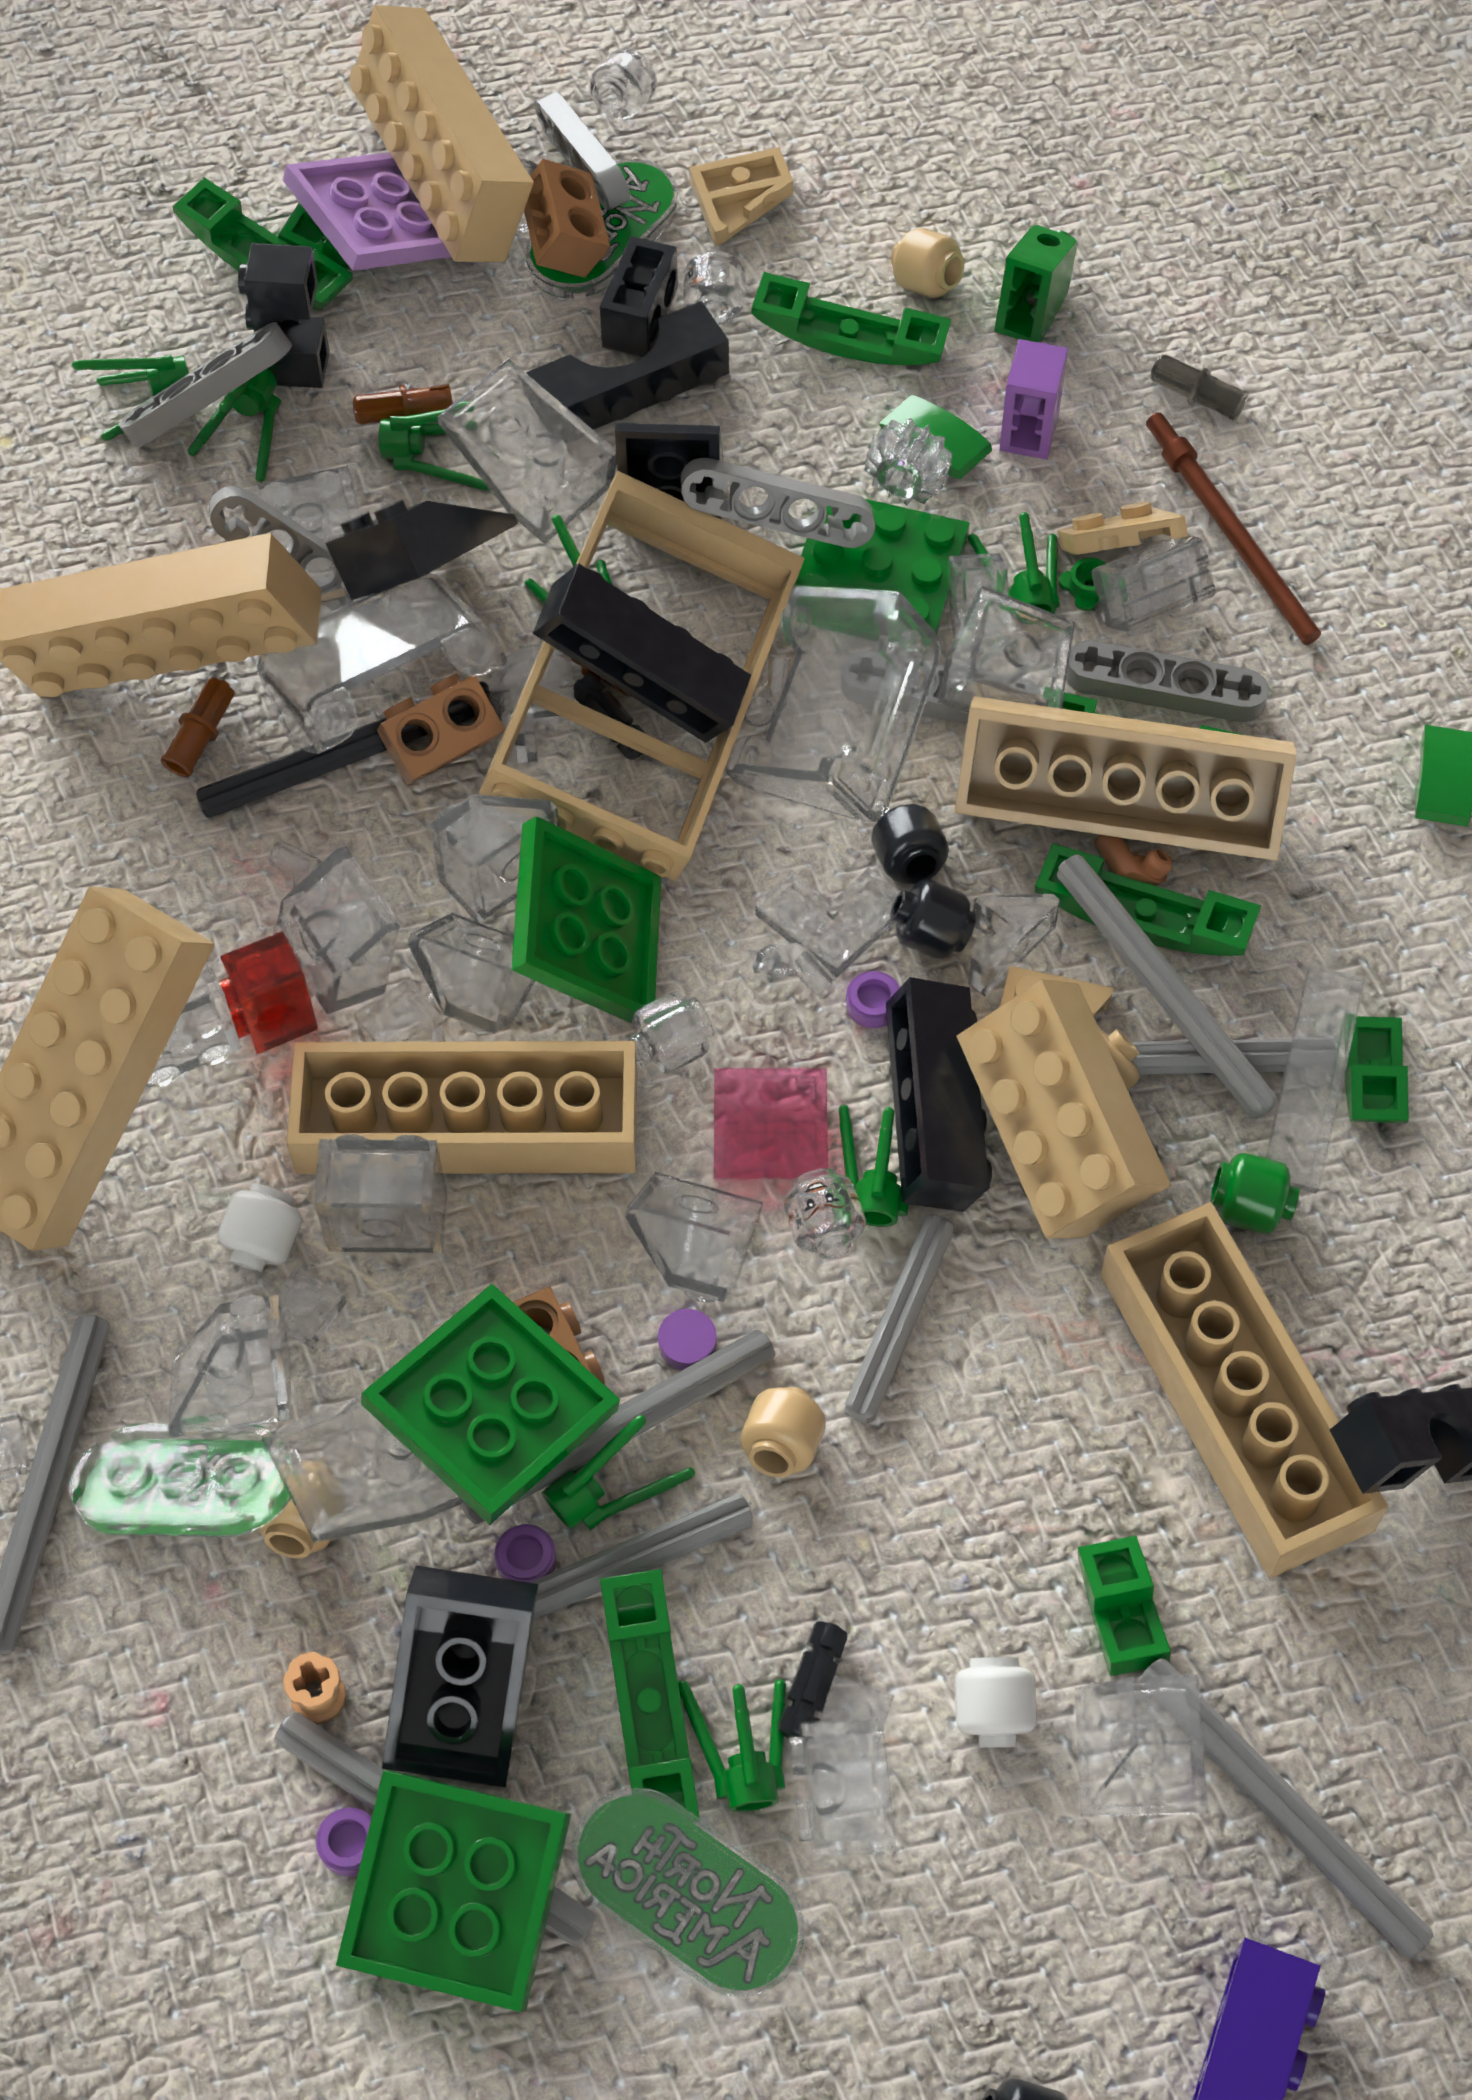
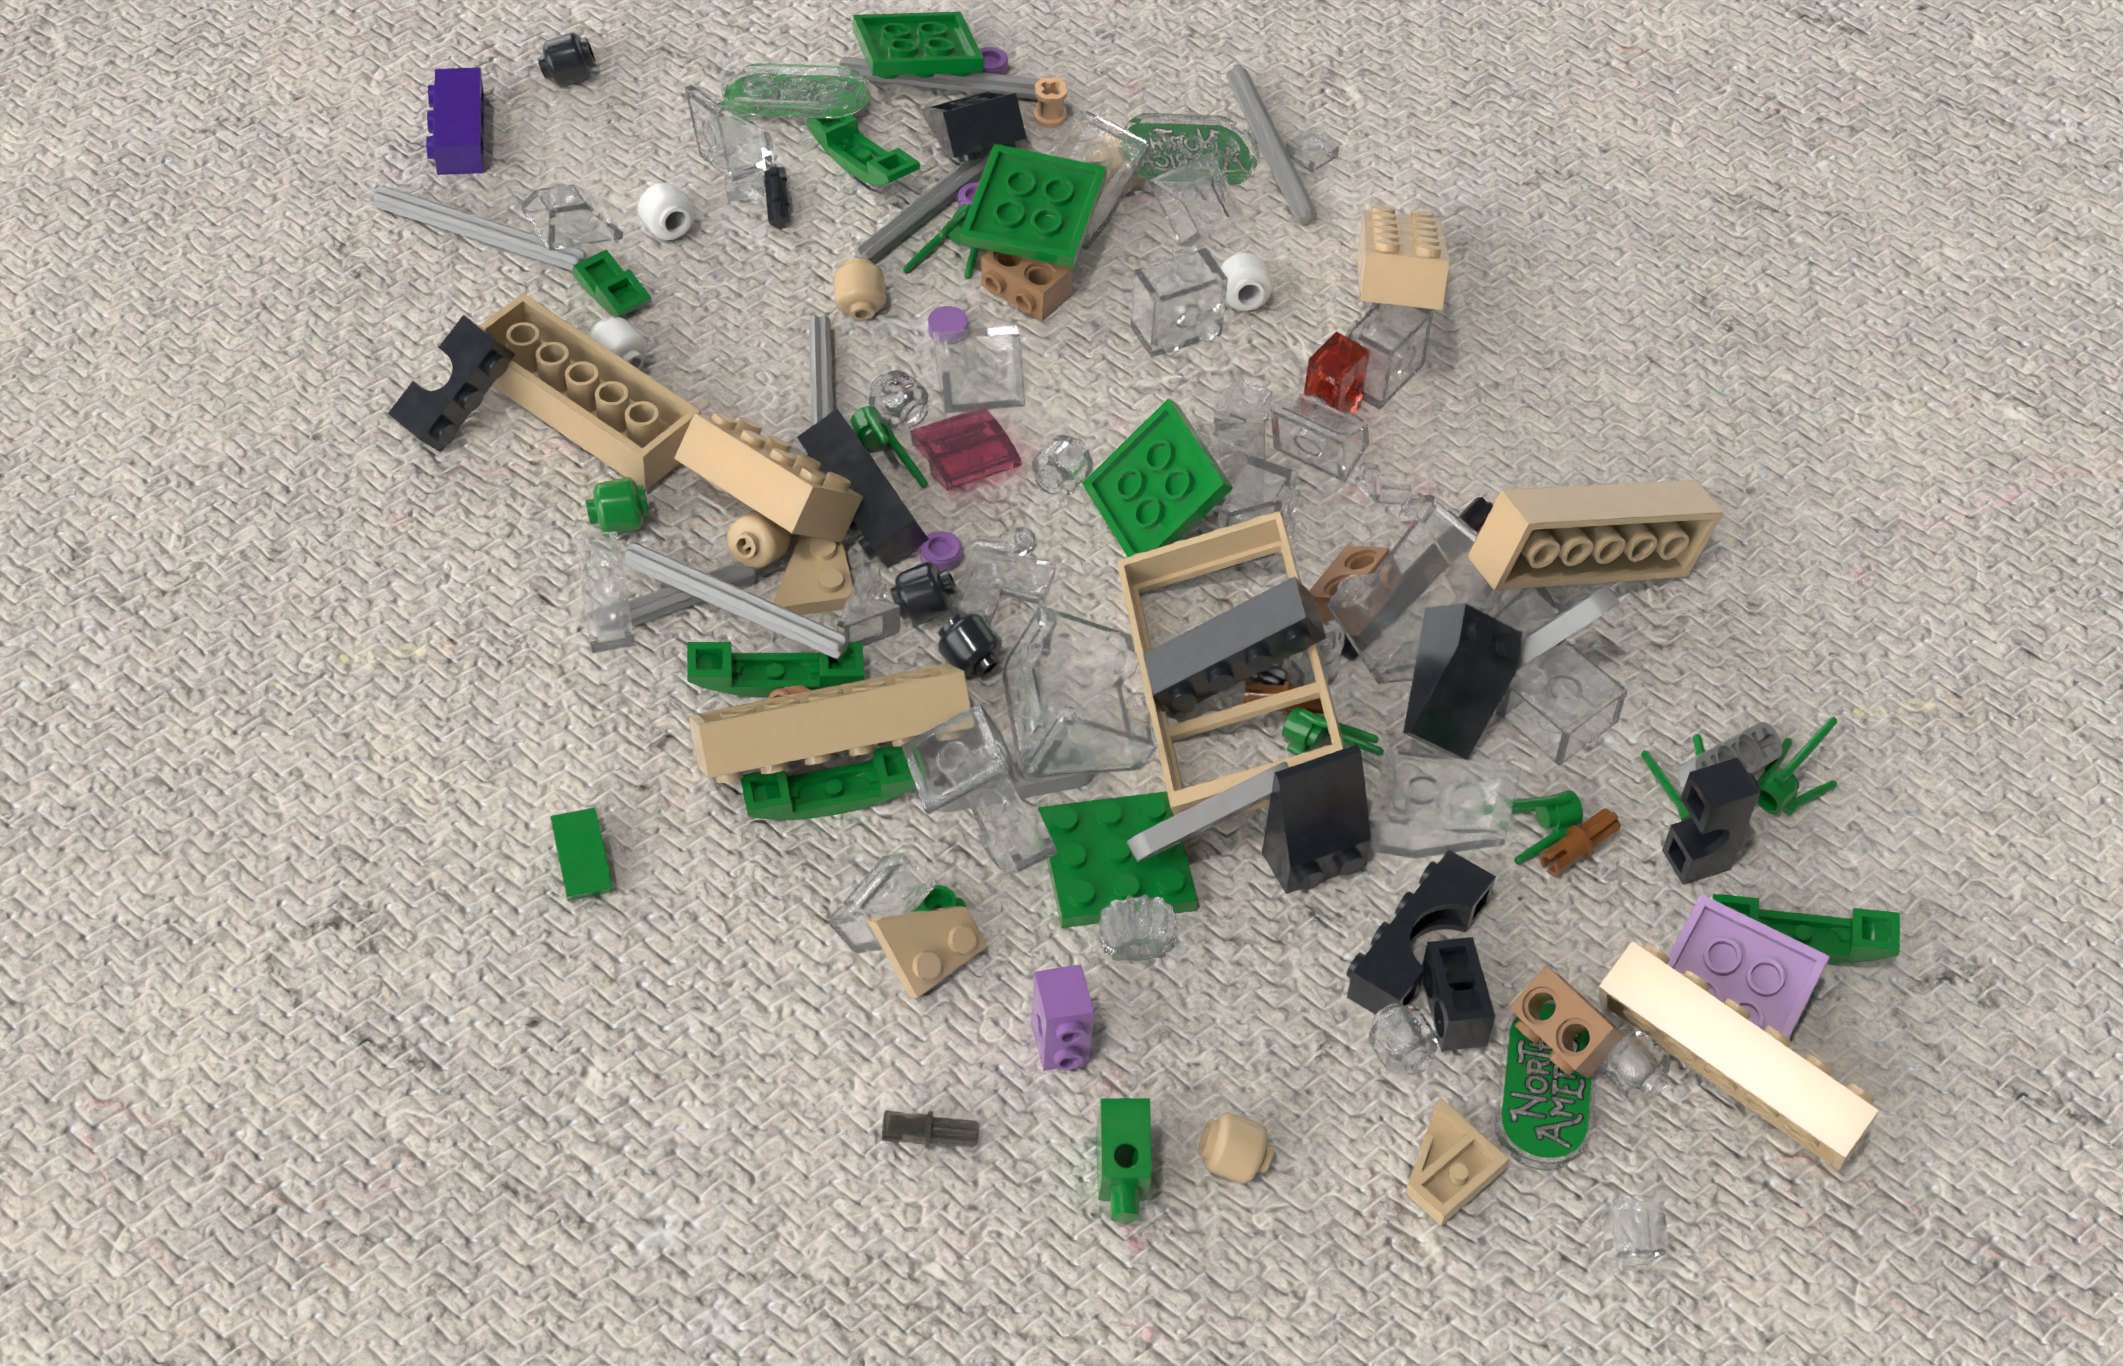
camera: 150 degrees right, 10 degrees down
(481, 1100) = (1187, 360): tan brick -> none
(582, 149) = (1655, 1159): light grey beam -> none
(664, 1401) = (933, 293): light grey axle -> none
(750, 1780) = (791, 144): green plant -> none
(848, 331) = (1269, 1065): green slope -> none
(960, 438) = (1130, 982): green slope -> none
(1031, 584) = (983, 876): green plant -> none
(1164, 1457) = (621, 339): none -> white head
(1167, 672) = (835, 844): light grey beam -> none
(1182, 458) = (913, 1054): copper bar -> none
(1375, 1072) = (561, 625): green slope -> none

